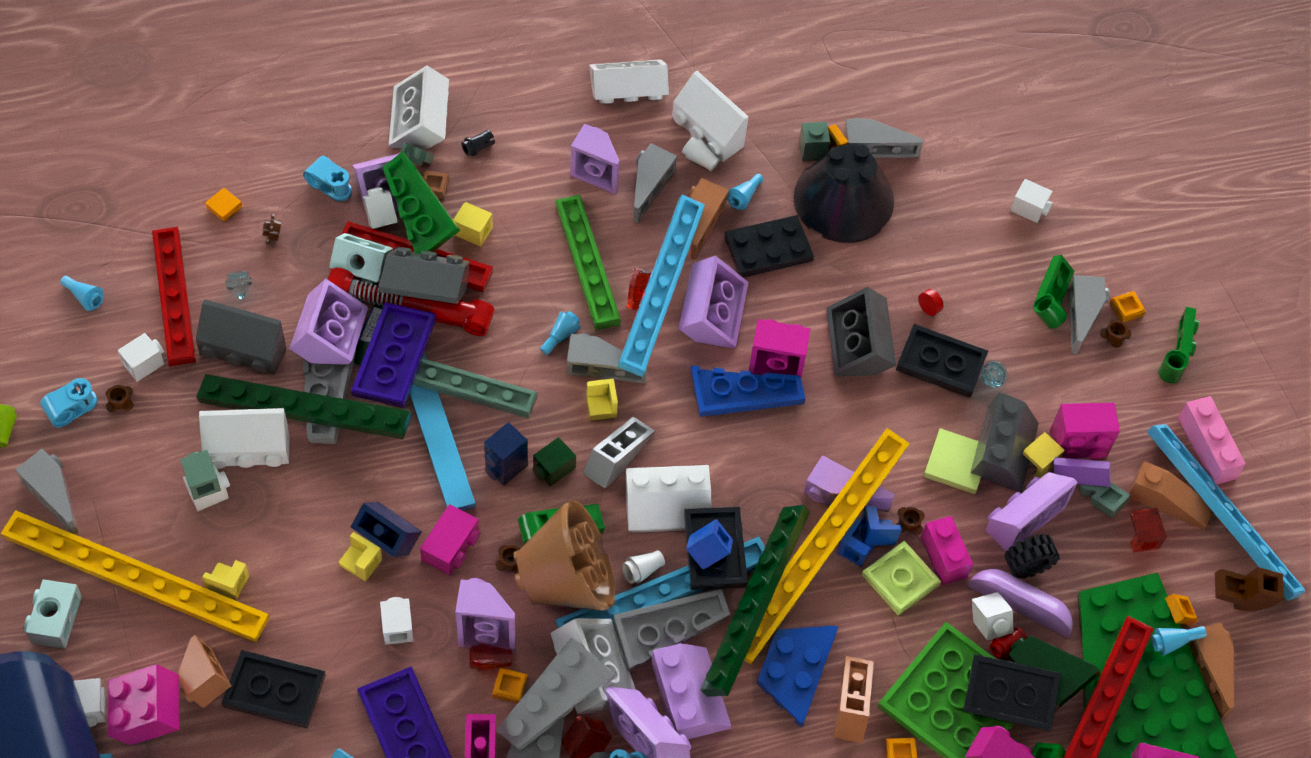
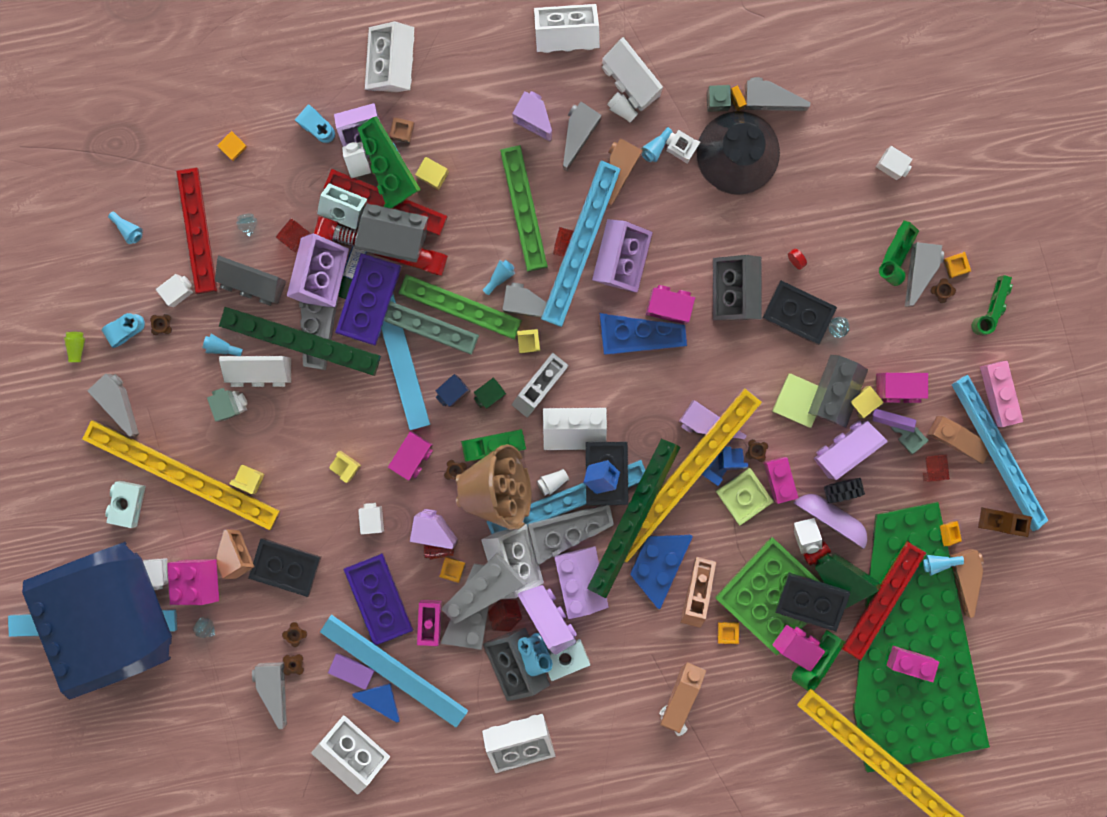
camera: 10 degrees right, 30 degrees up
(187, 418) = (217, 346): none -> medium azure cone
(271, 229) = (271, 173): reddish brown plate -> none
(293, 293) = (291, 234): none -> clear red panel
(386, 529) = (362, 448): dark blue brick -> none
(417, 155) = (387, 103): sand green plate -> none
(473, 145) = (438, 90): black pin -> none
(511, 368) = (460, 306): none -> bright green tile
(769, 246) = (671, 198): black plate -> none
(775, 190) = (682, 146): none -> white window

